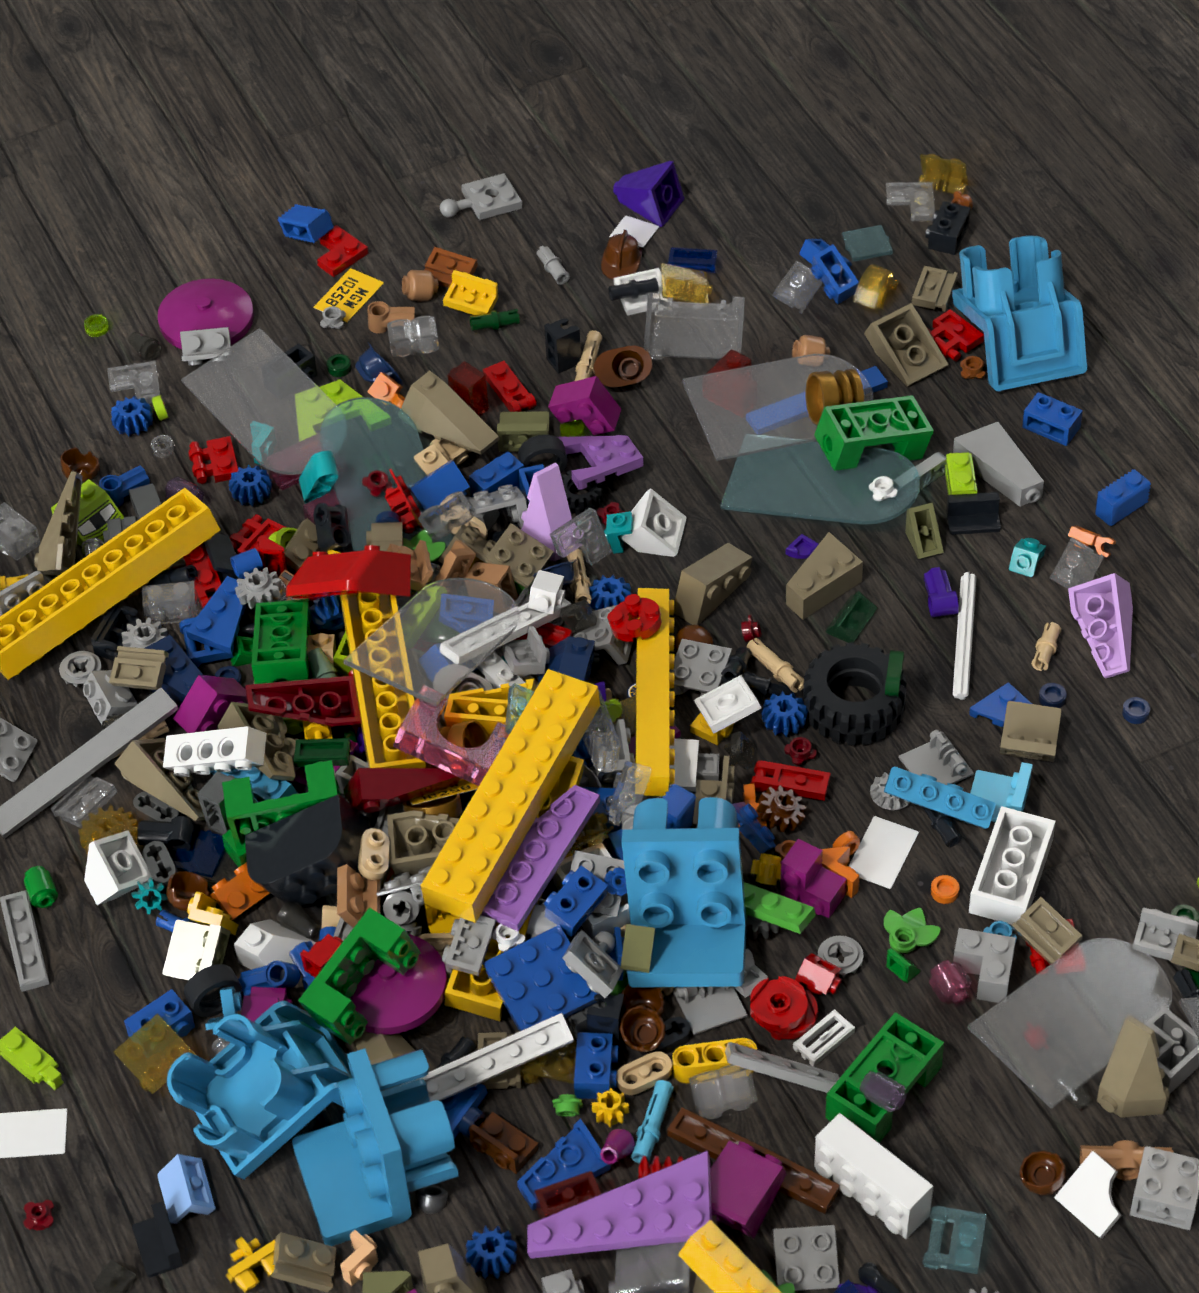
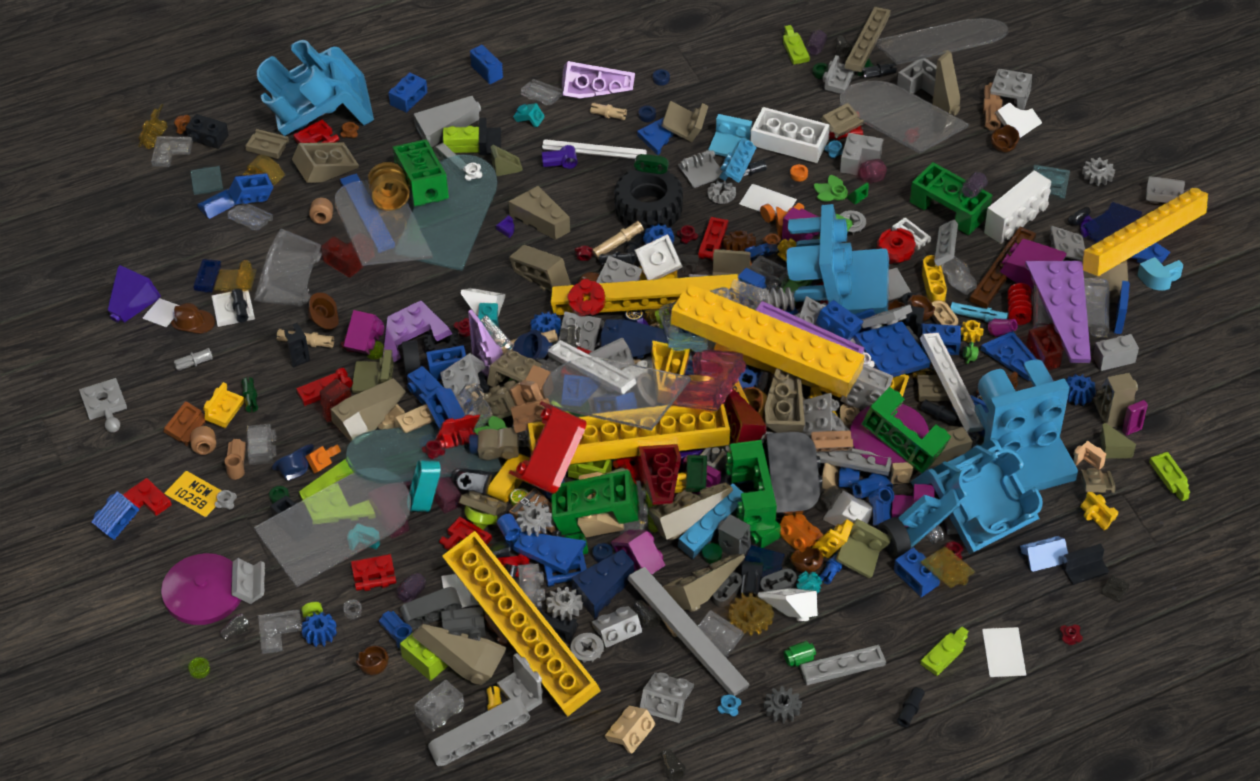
camera: 90 degrees left, 0 degrees up
(139, 668) = (610, 589): dark tan plate -> none
(214, 751) = (698, 517): white brick -> none
(250, 485) = (409, 544): blue gear -> none
(272, 555) = (495, 513): red slope -> none
(320, 954) = (881, 459): red brick -> none
(373, 848) = (808, 427): tan plate -> none
(546, 592) = (560, 344): white brick -> none
(610, 880) = (822, 300): blue plate -> none
(637, 948) = (866, 297): olive slope -> none
(819, 975) = (870, 229): brick -> none
(851, 618) = (573, 206): clear green slope -> none
(1090, 538) = (516, 85): plate -> none

